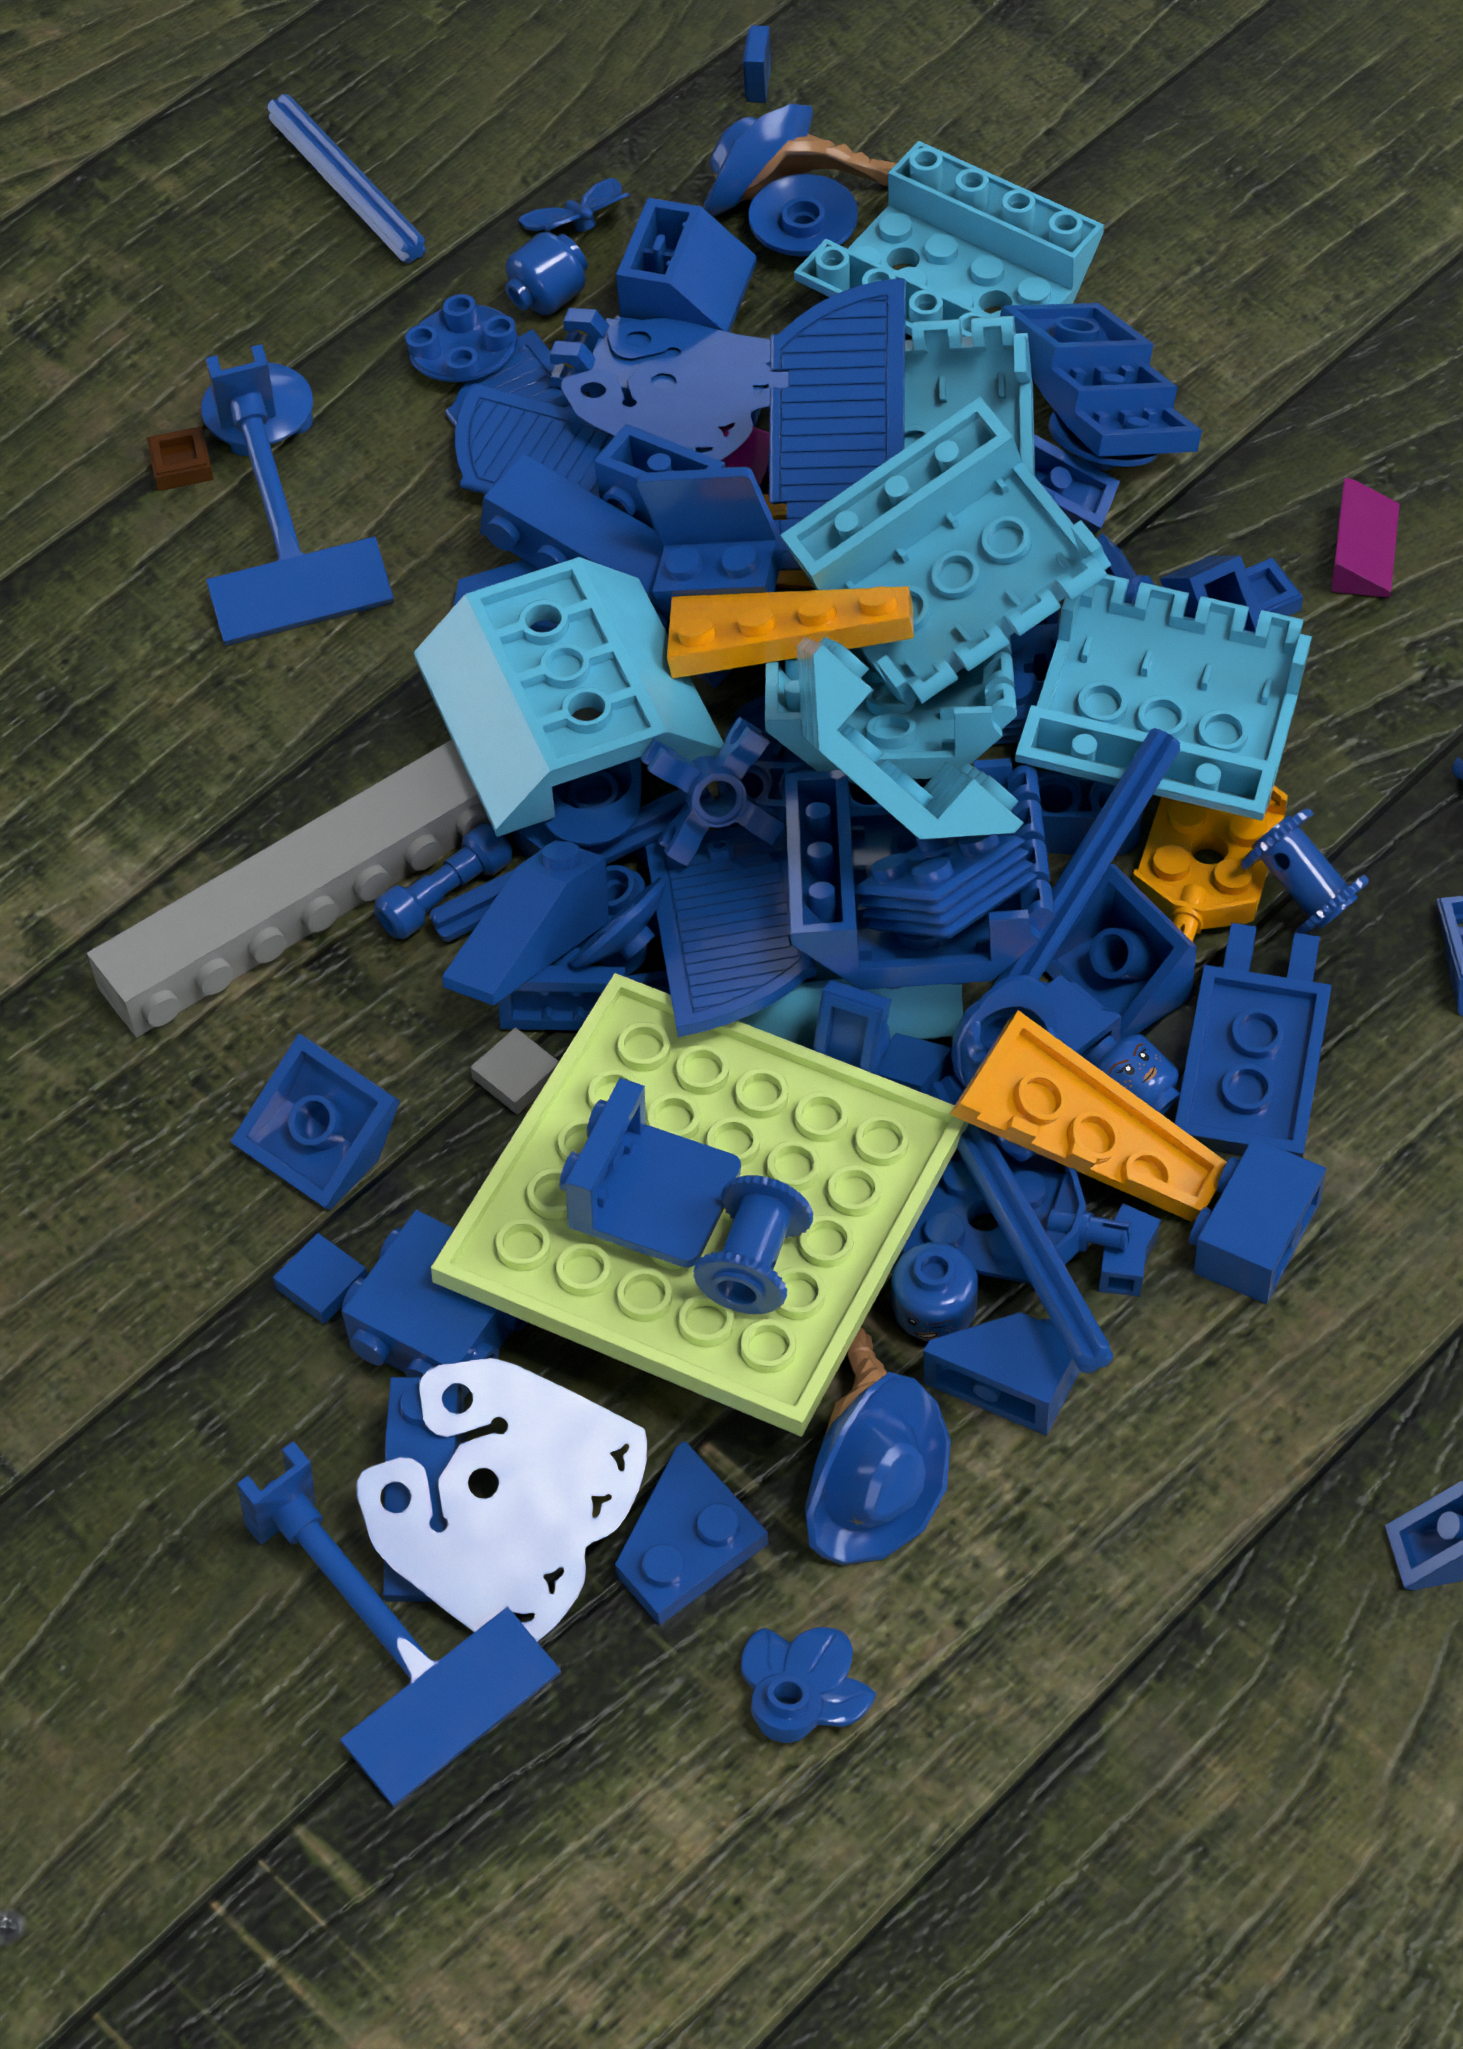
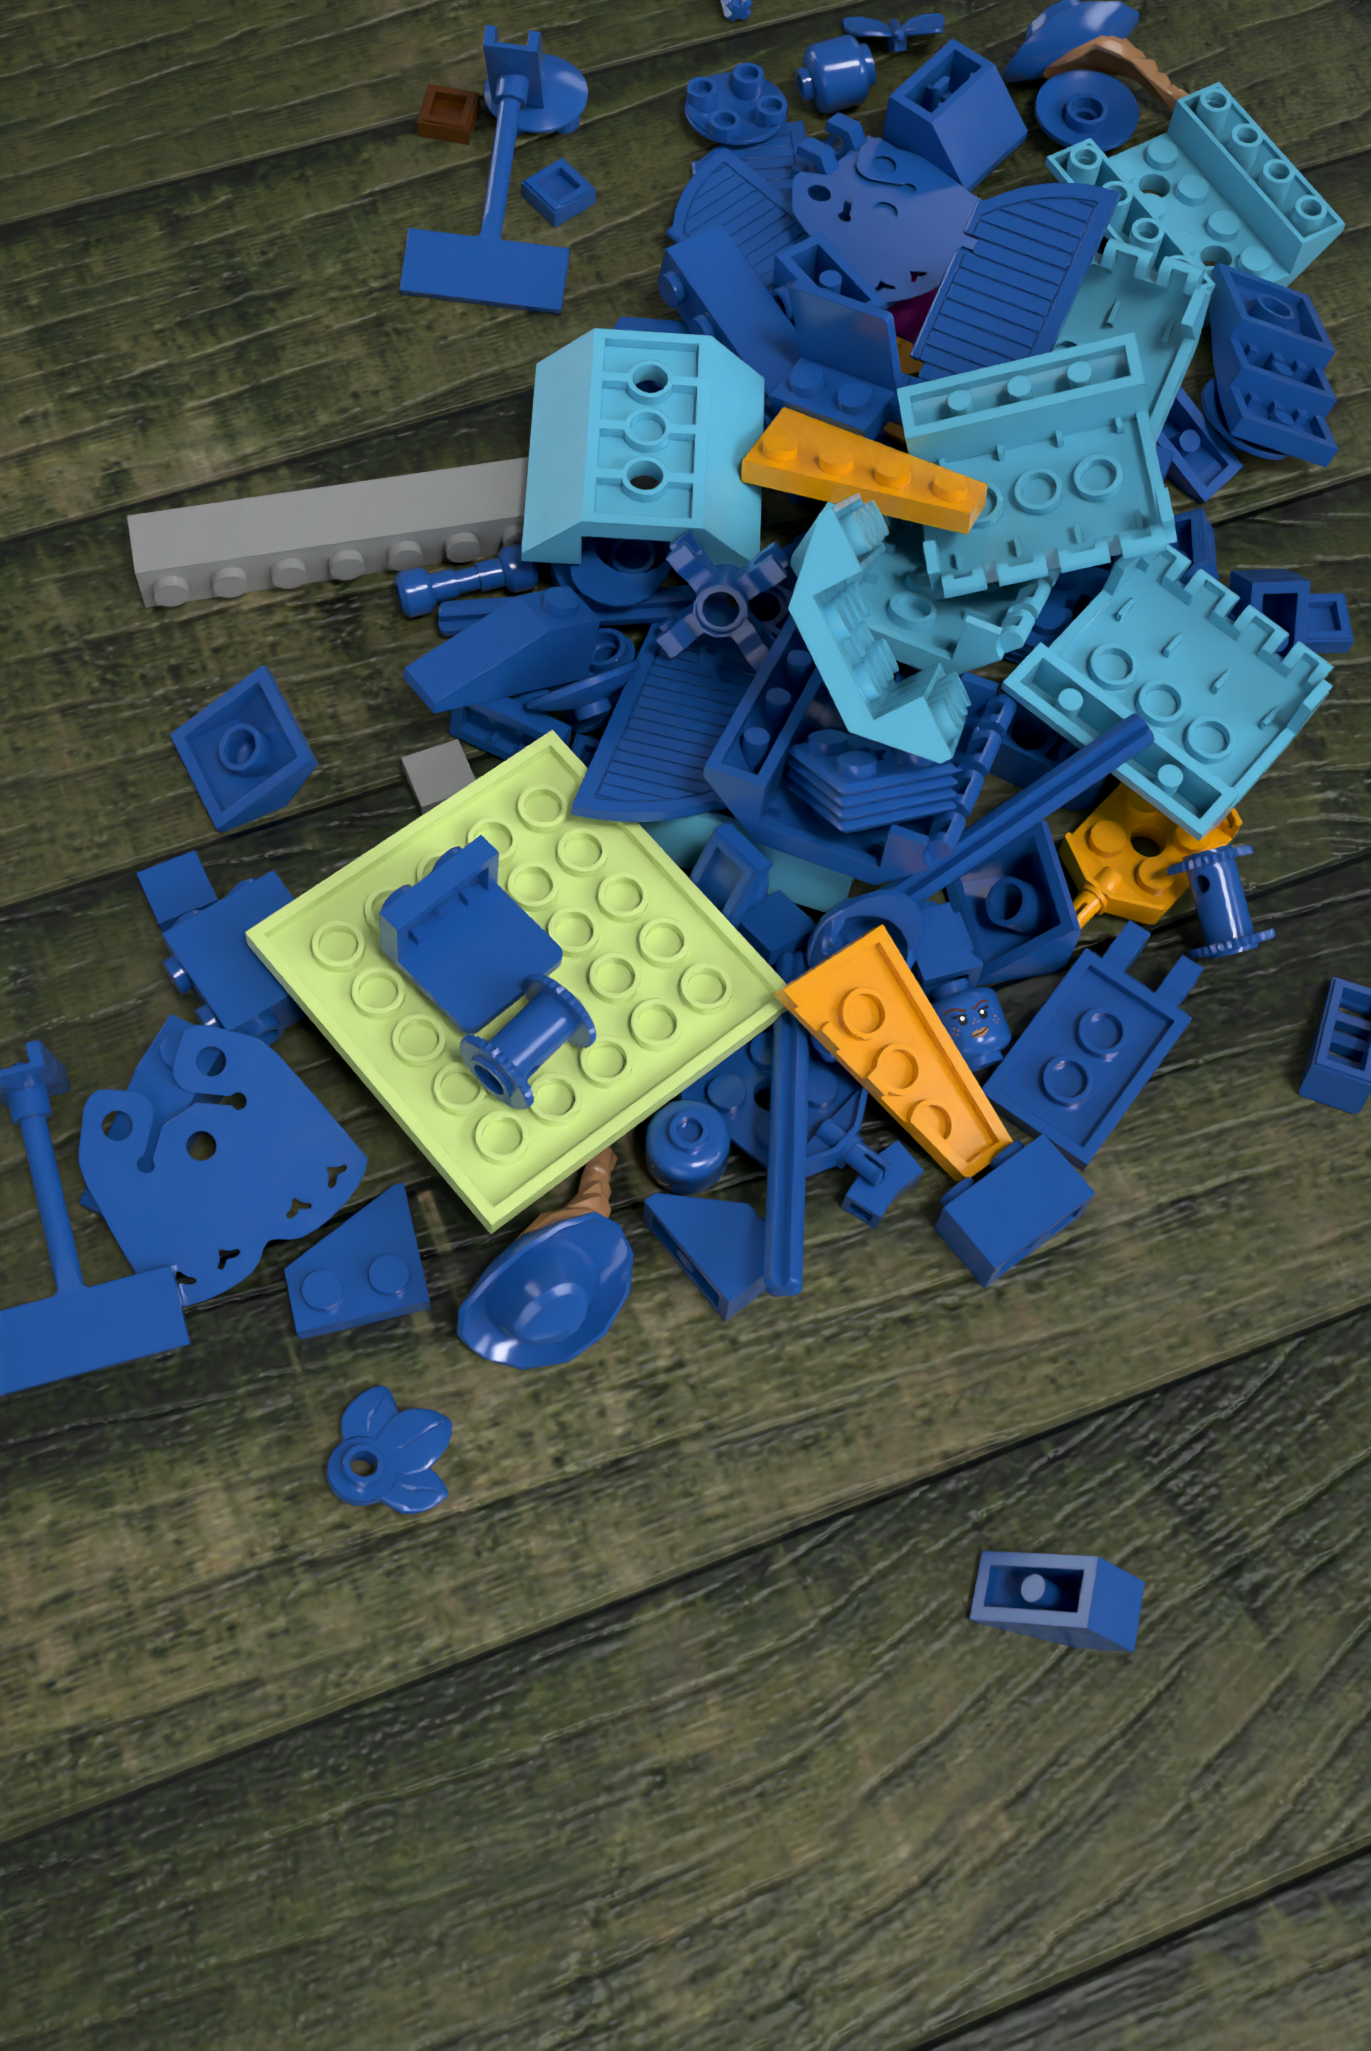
camera: 15 degrees right, 10 degrees up
(330, 489) = (558, 192): none -> blue tile

